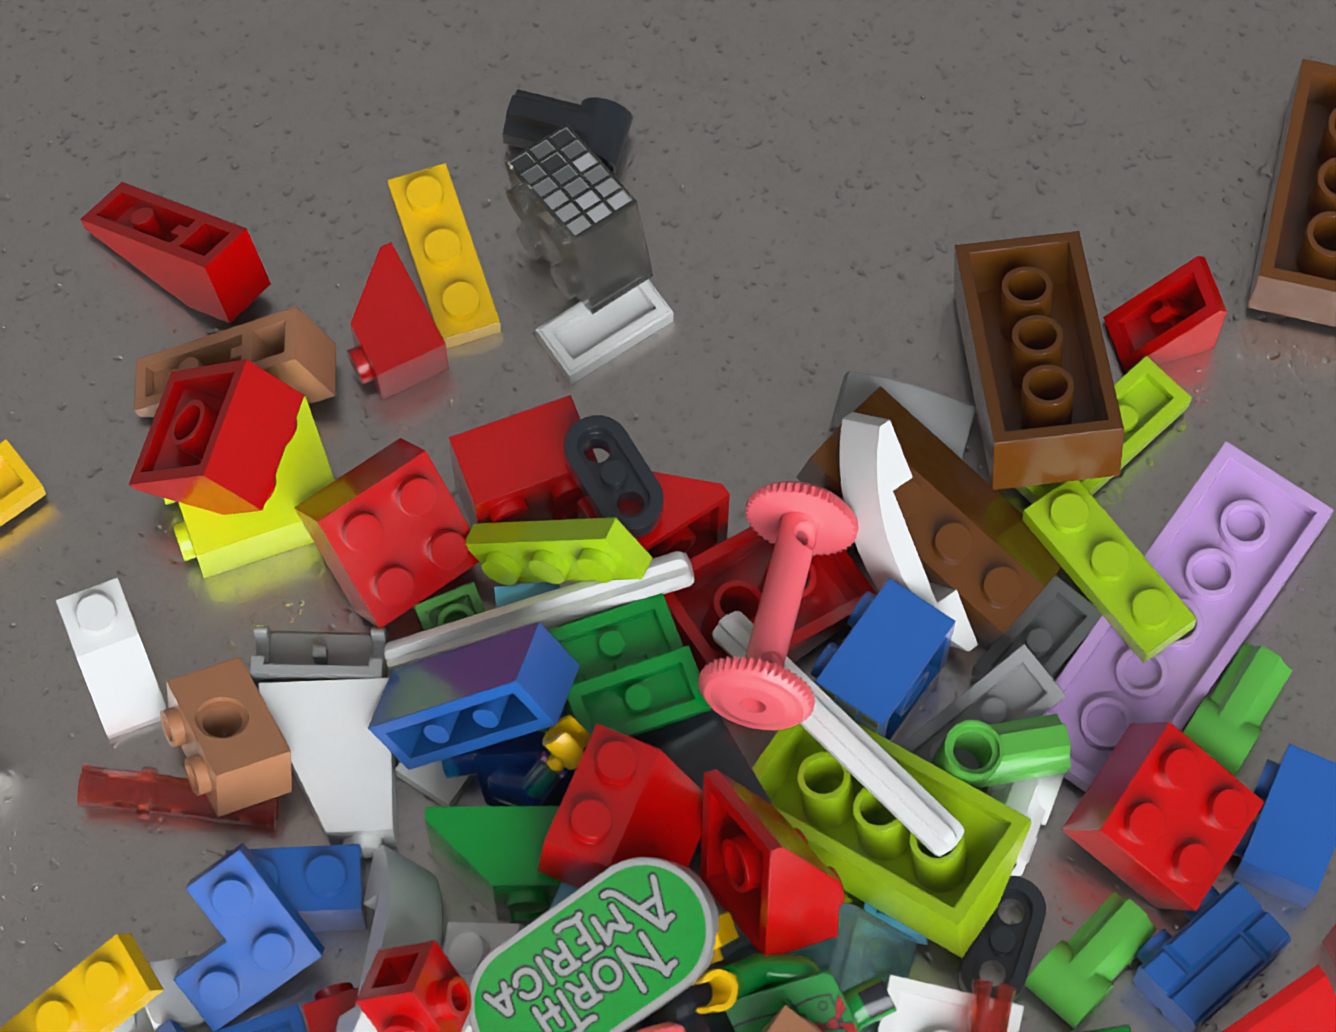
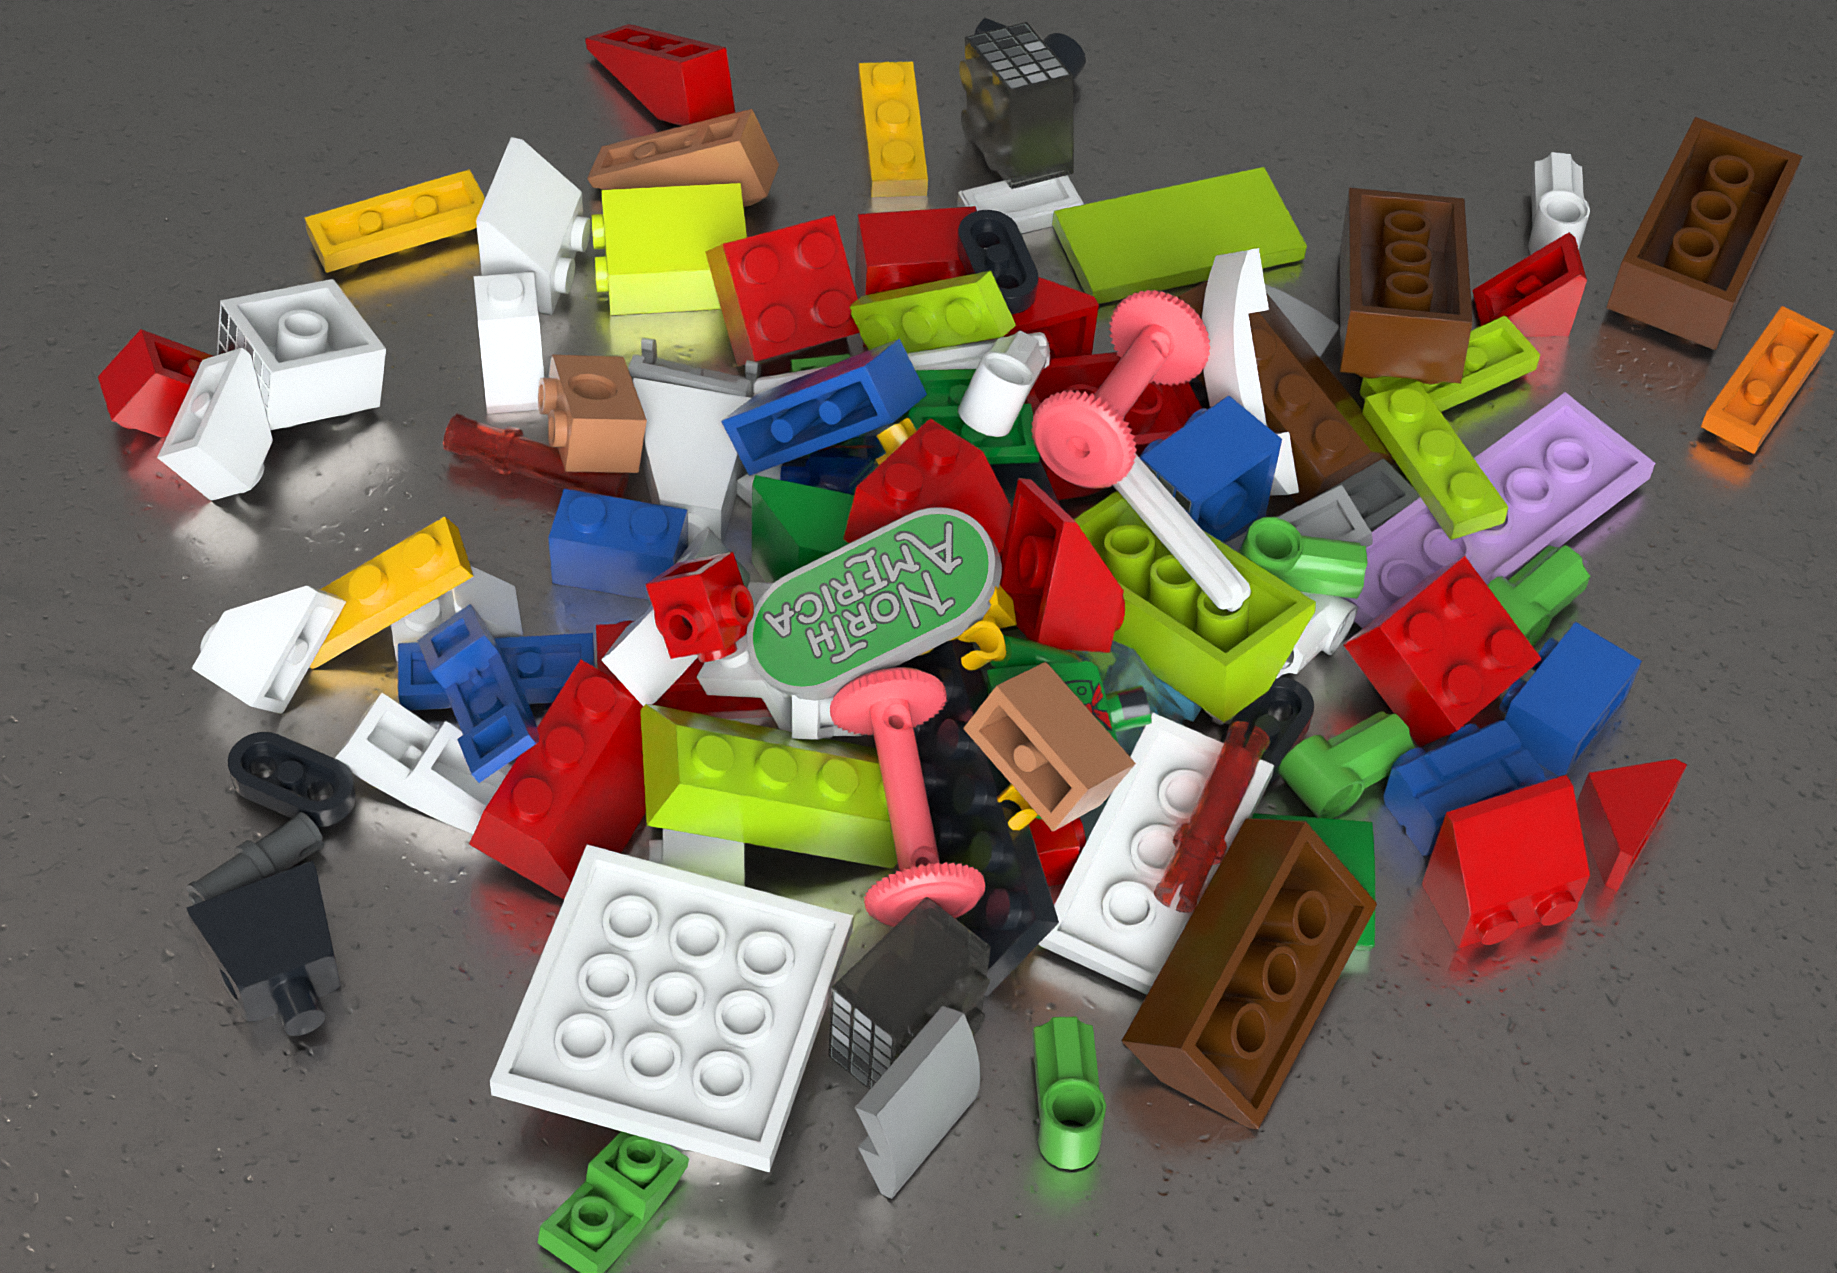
camera: 10 degrees right, 15 degrees down
(94, 514) = (532, 224): none -> white slope
(218, 438) = (657, 185): red slope -> none
(261, 941) = (575, 564): plate -> none
(394, 330) = (833, 165): red slope -> none
(657, 640) = (1002, 384): none -> white piece
(781, 325) = (1175, 233): none -> lime tile
(1174, 192) = (1557, 200): none -> white piece

